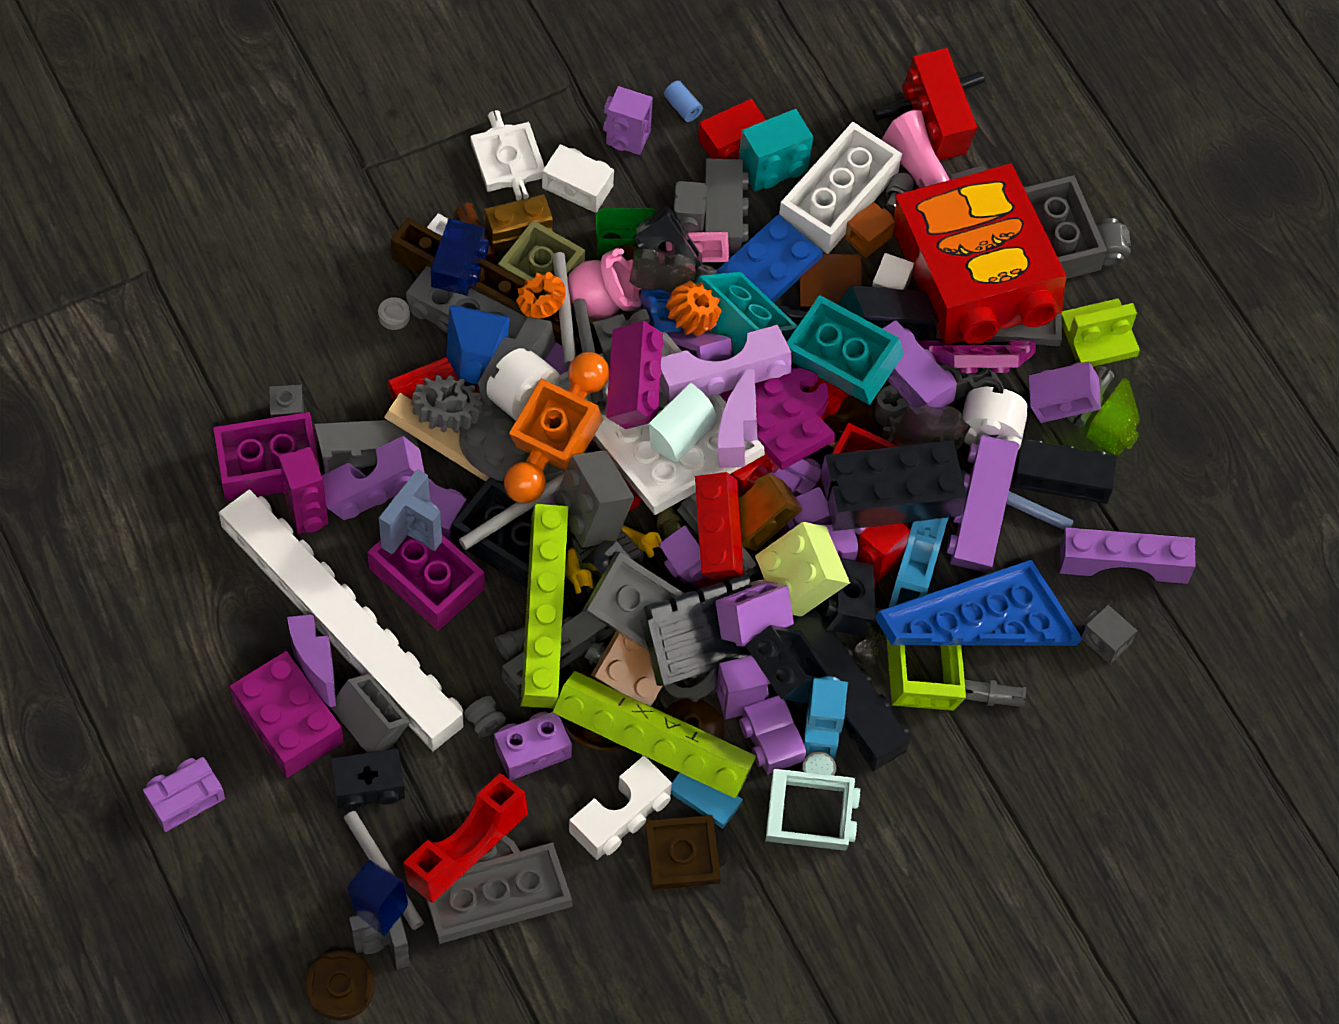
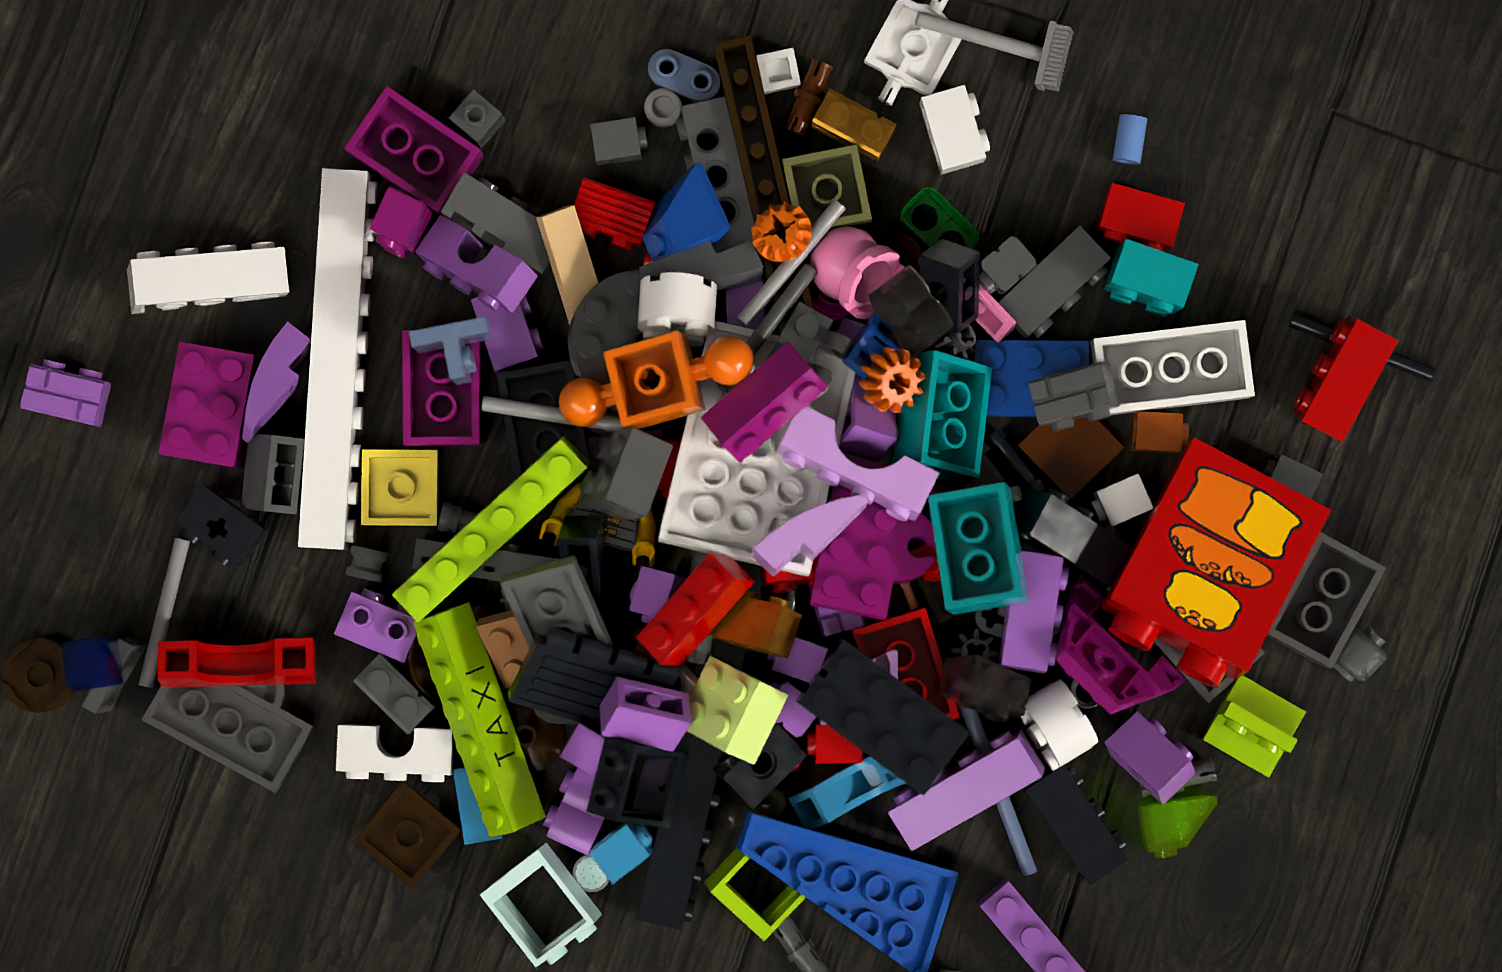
camera: 50 degrees right, 25 degrees up
(205, 643) = (207, 276): none -> white wedge
(386, 350) = (618, 141): none -> dark grey brick
(387, 284) = (683, 75): none -> sand blue plate
(446, 403) = (605, 241): dark grey gear -> none
(458, 257) = (744, 127): clear blue brick -> none
(459, 655) = (400, 487): none -> light yellow plate
(584, 773) = (395, 693): none -> dark grey brick
(591, 97) = (1050, 56): none -> light grey piece
(628, 120) = (1049, 118): medium lavender brick -> none
(682, 423) = (759, 487): light aqua brick -> none
(804, 235) = (1073, 395): none -> dark grey brick
(899, 184) = (1228, 417): dark grey cylinder -> none
(911, 138) = (1278, 393): bright pink piece -> none

